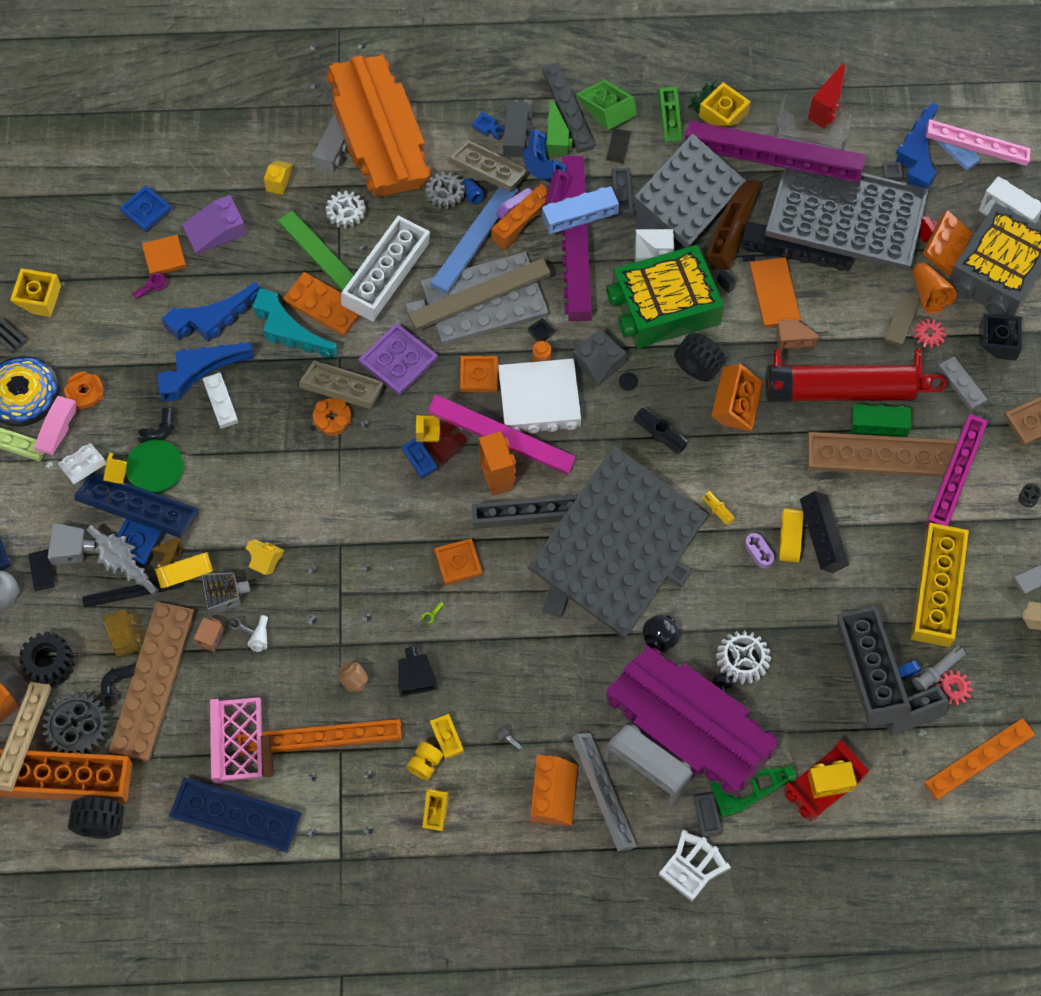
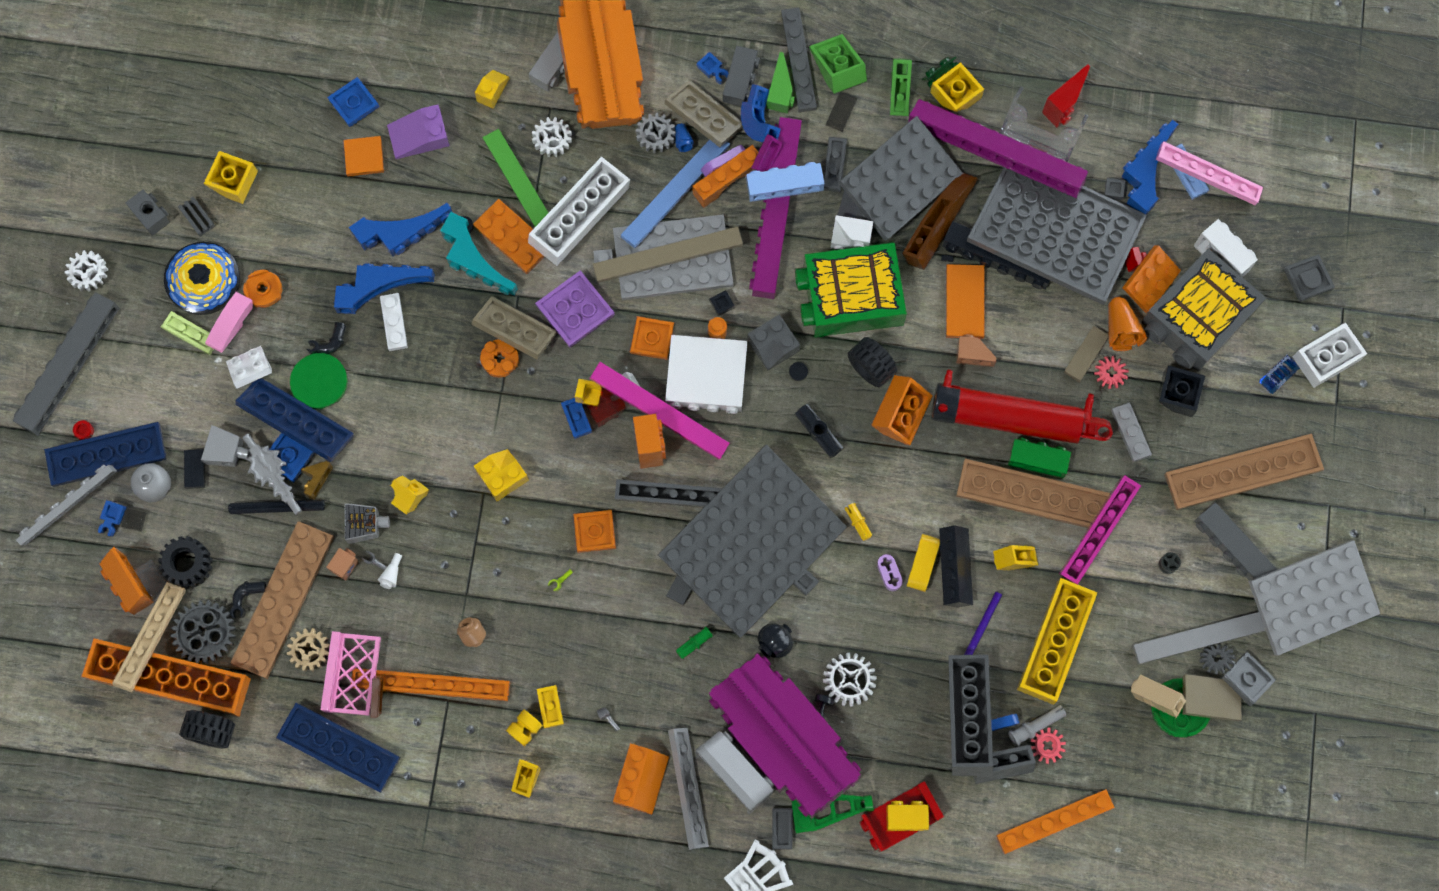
camera: 10 degrees right, 10 degrees up
(115, 470) = (278, 381): yellow panel -> none
(122, 634) = (260, 547): clear yellow brick -> none
(155, 282) = (351, 184): magenta plate -> none
(180, 721) = (308, 657): none -> tan gear
(184, 570) = (328, 496): yellow beam -> none
(354, 522) = (501, 473): none -> yellow slope
(415, 674) = (531, 638): black torso -> none
(580, 650) = (694, 643): none -> green axle
(725, 280) = (917, 280): black tile -> none
(863, 580) = (983, 624): none -> dark purple bar
(879, 515) = (1015, 557): none -> yellow slope

